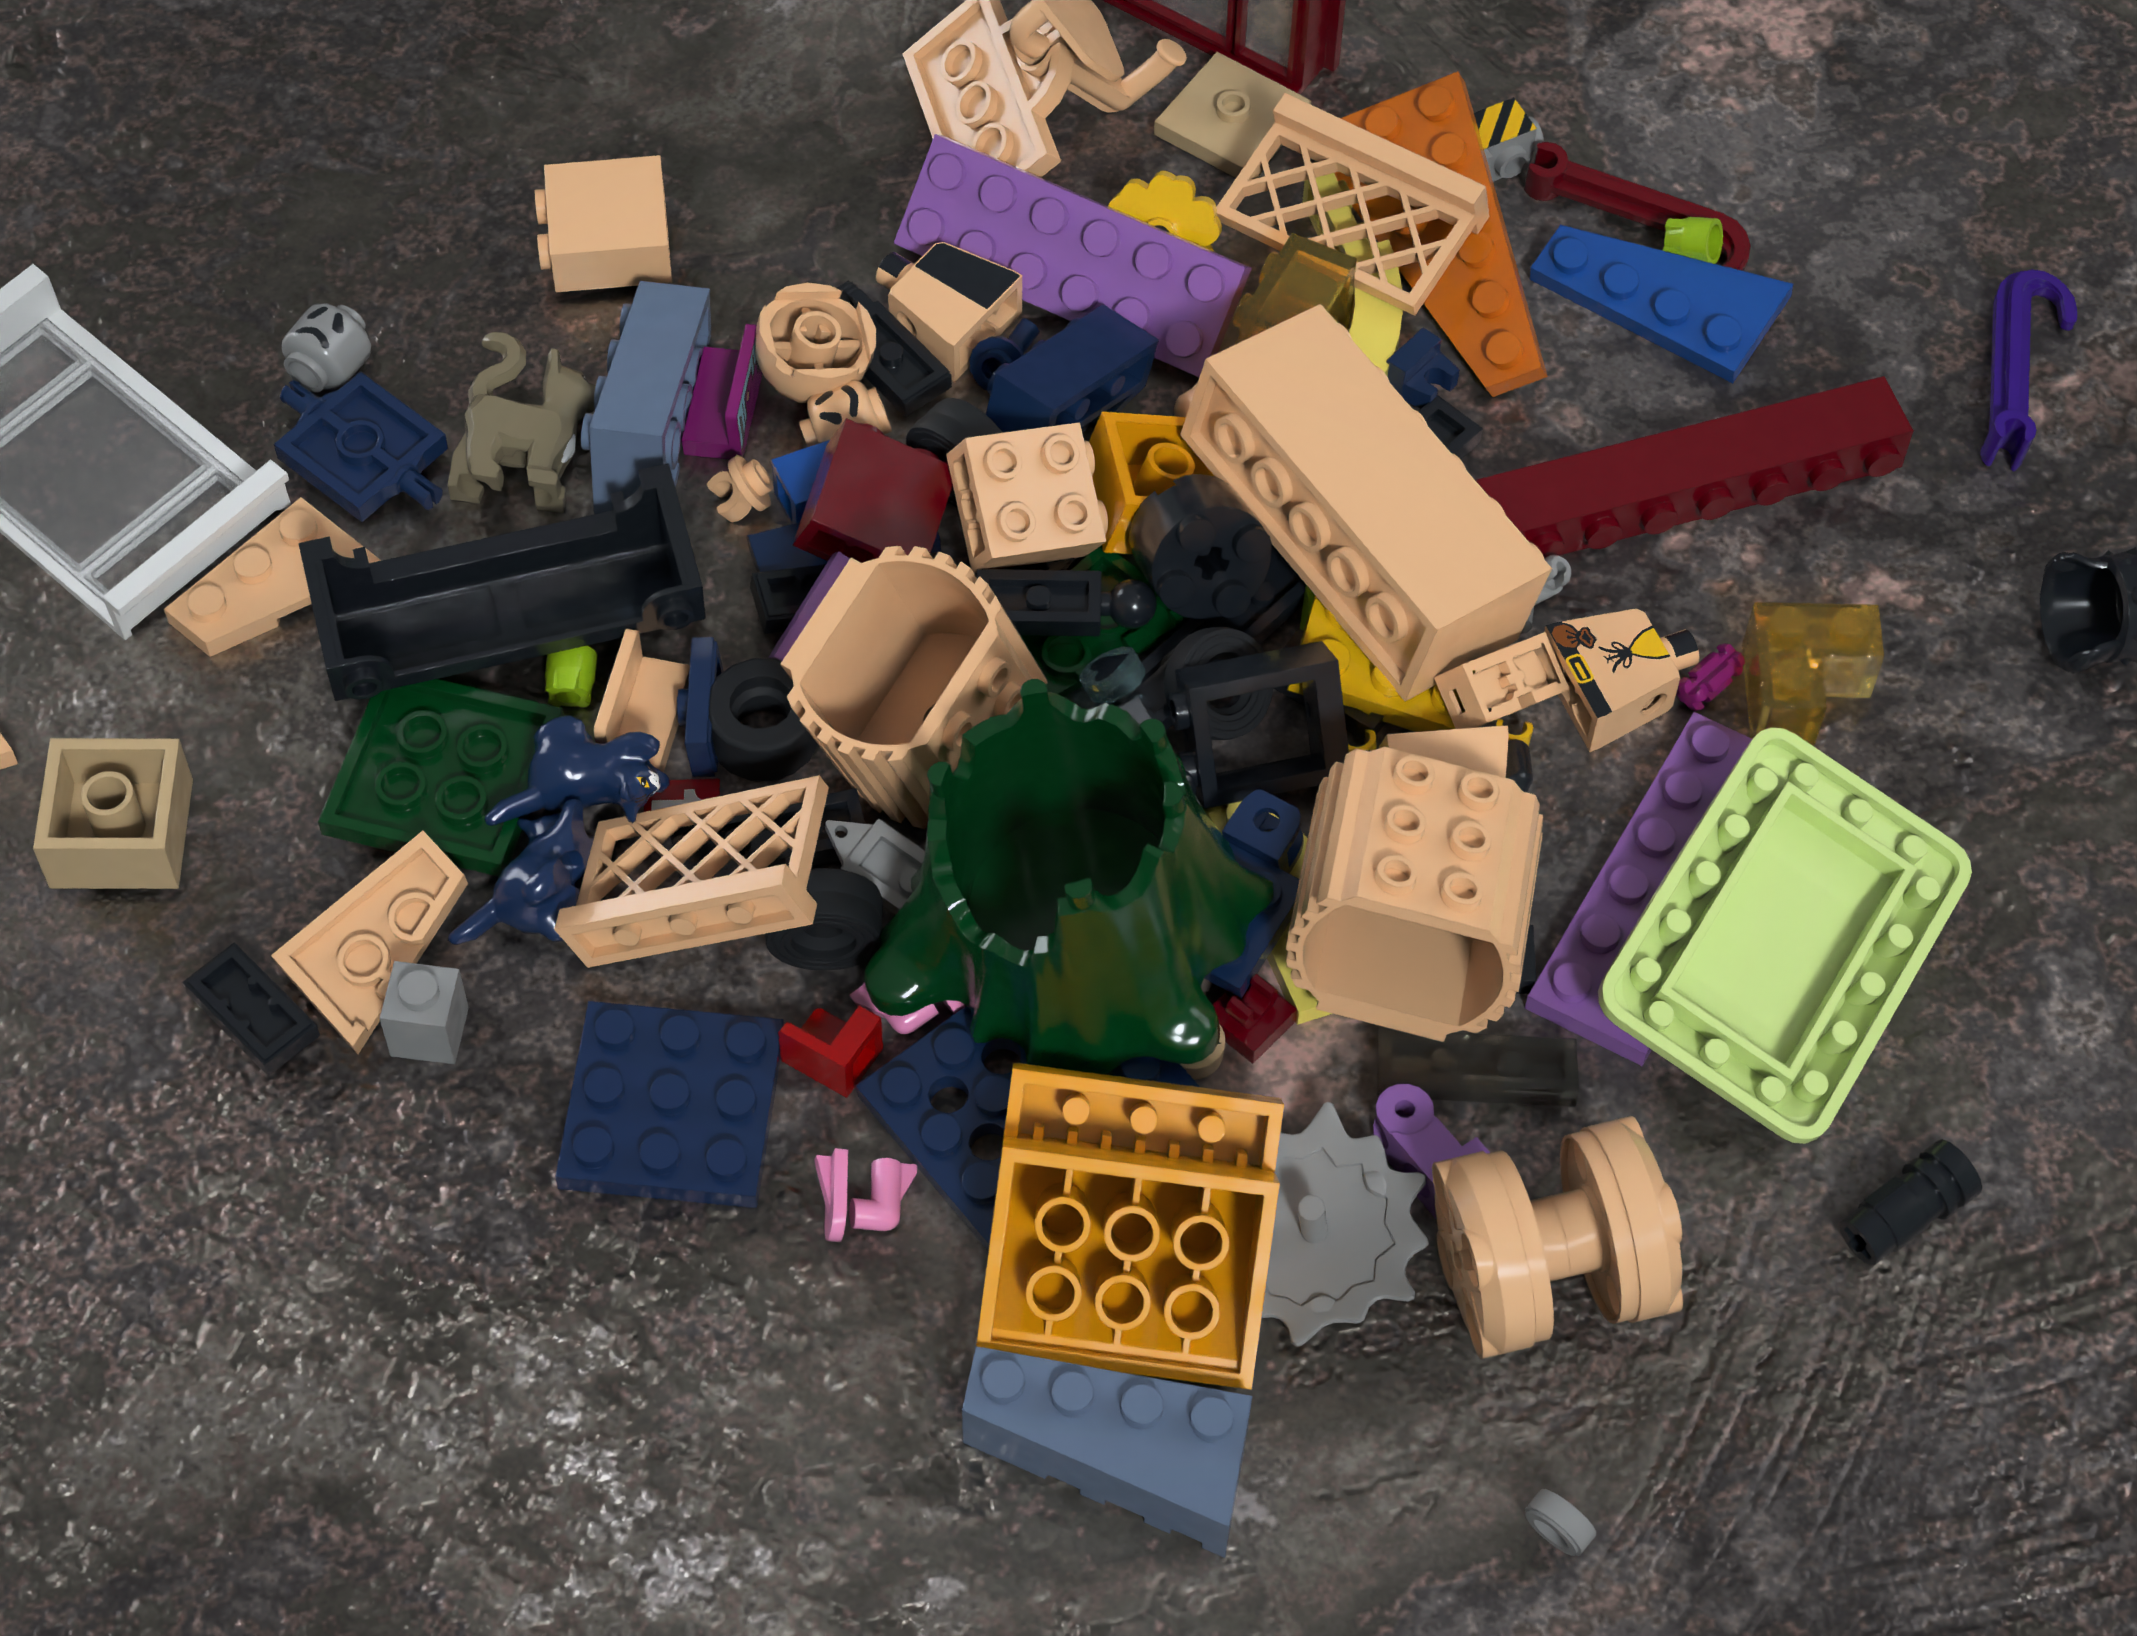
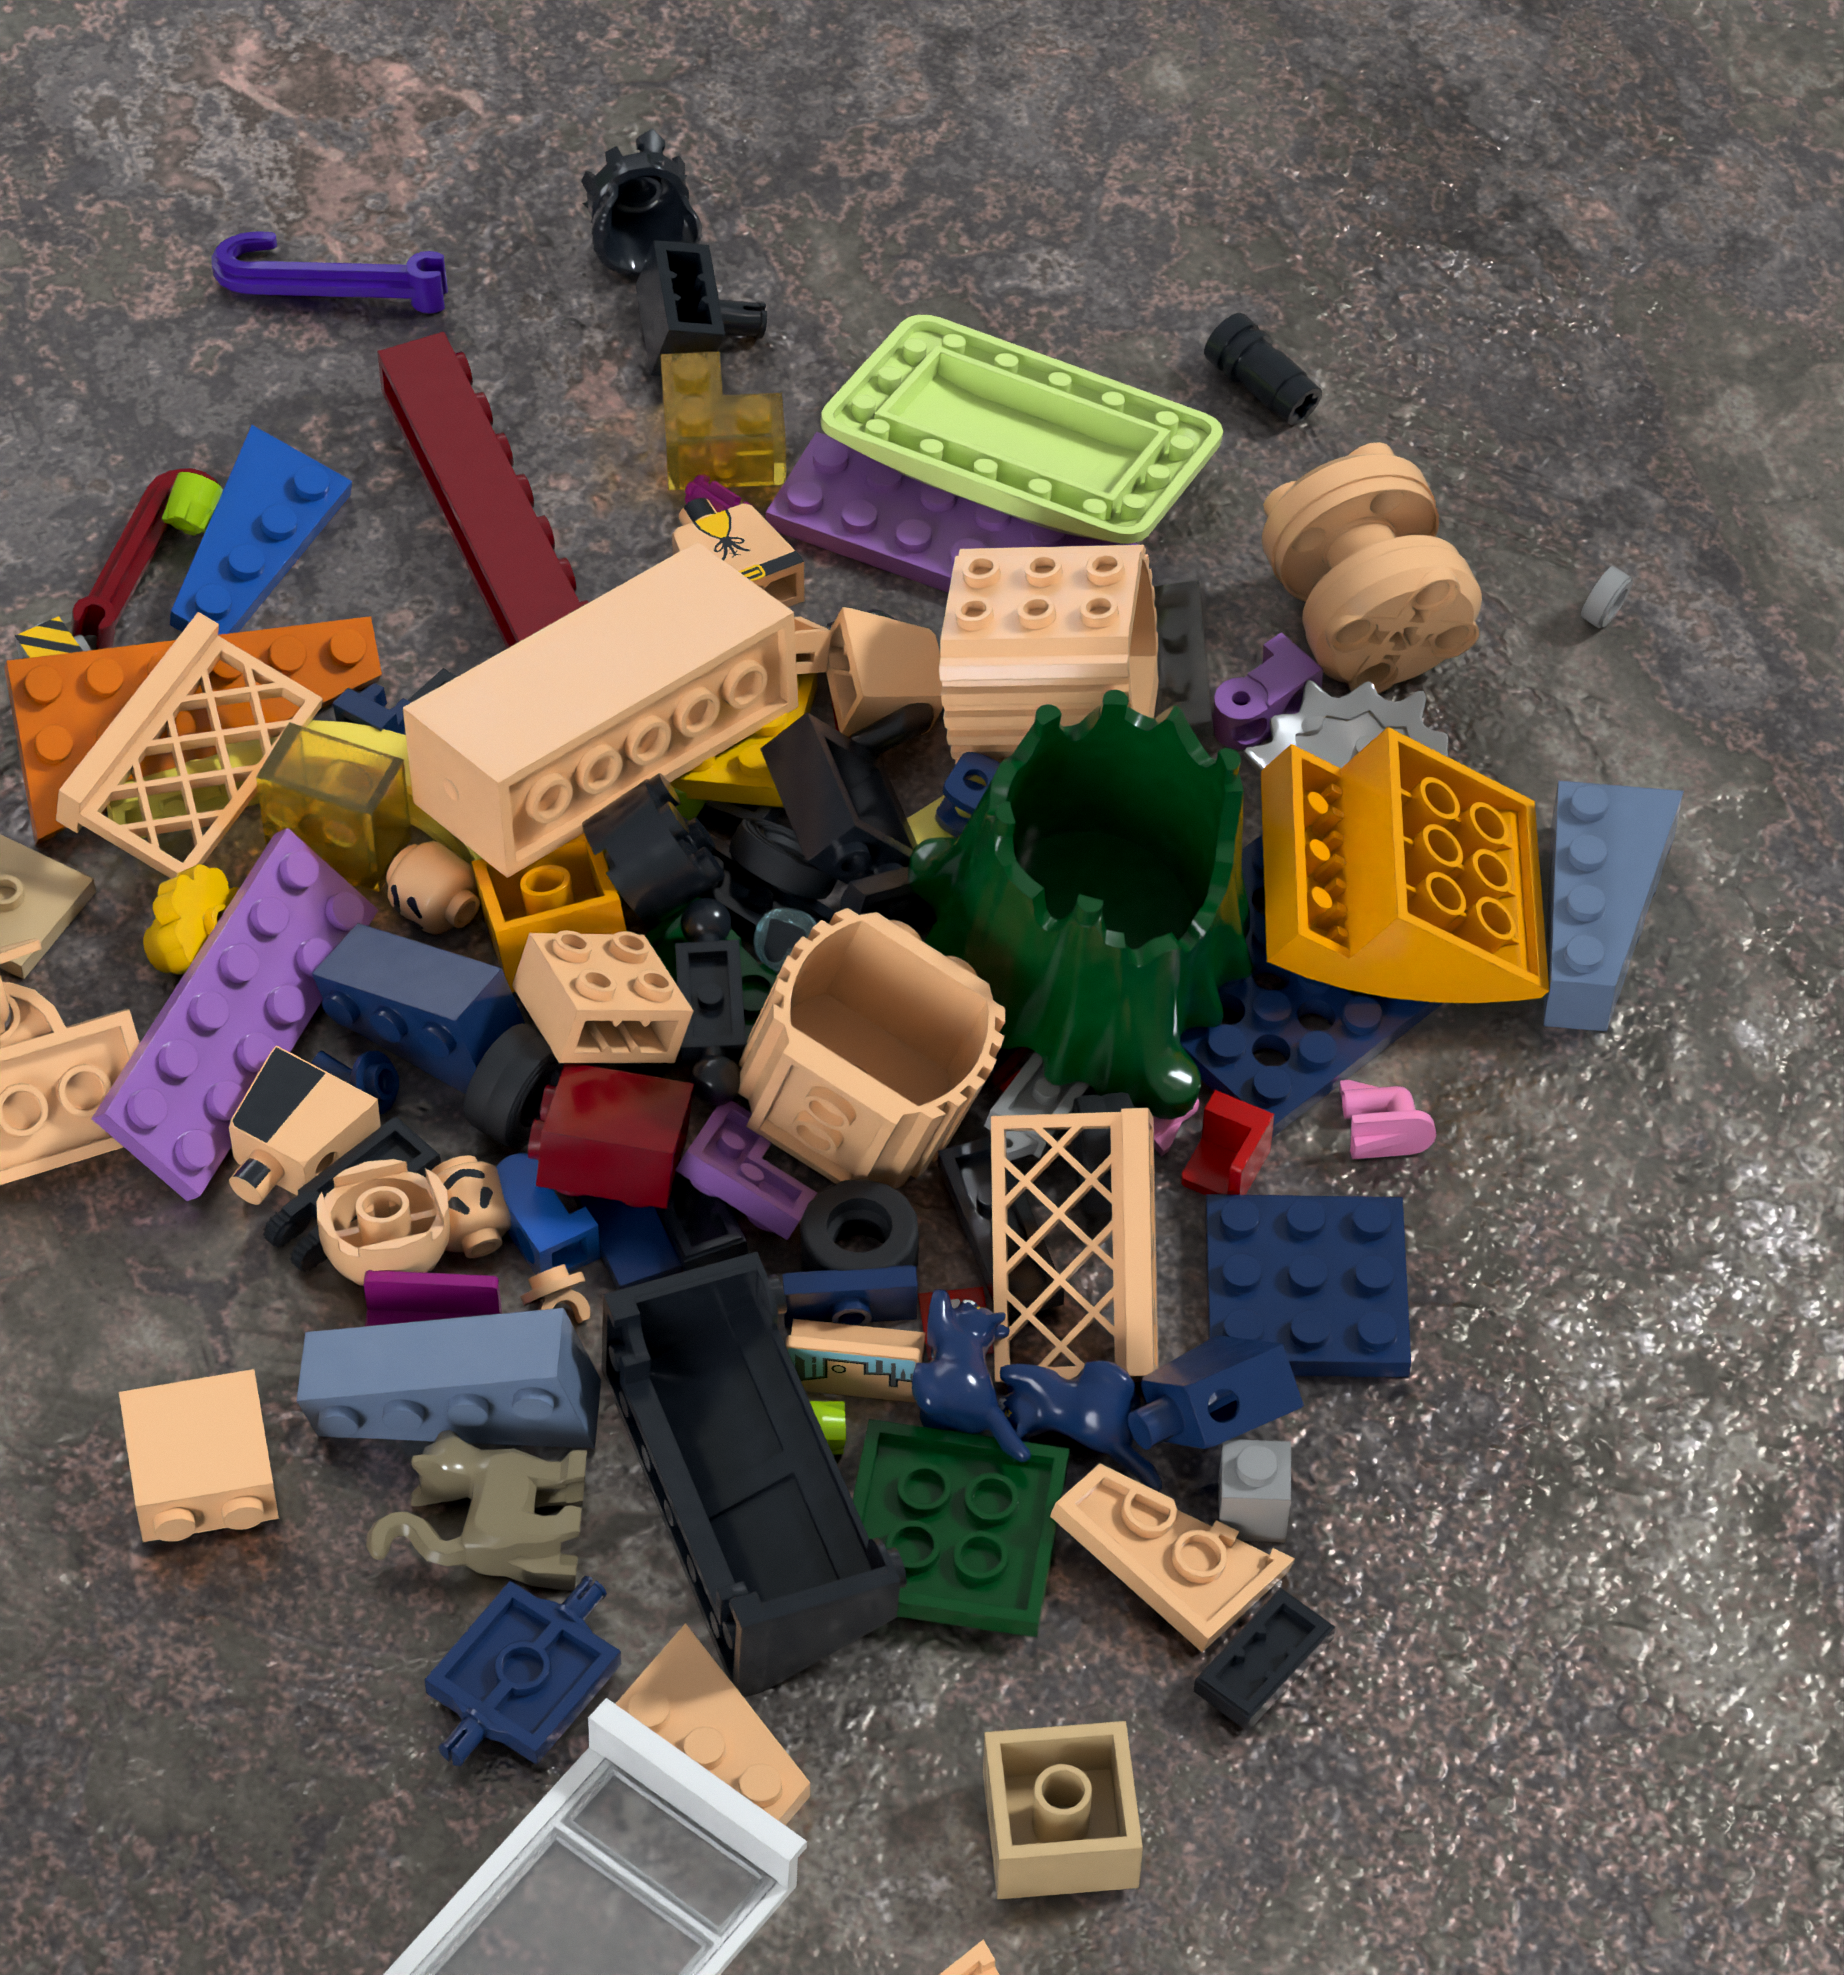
camera: 95 degrees left, 5 degrees down
(326, 347) = (383, 1728): light grey head -> none
(516, 971) = (1215, 1393): none -> dark blue torso
(1962, 646) = (683, 306): none -> black brick

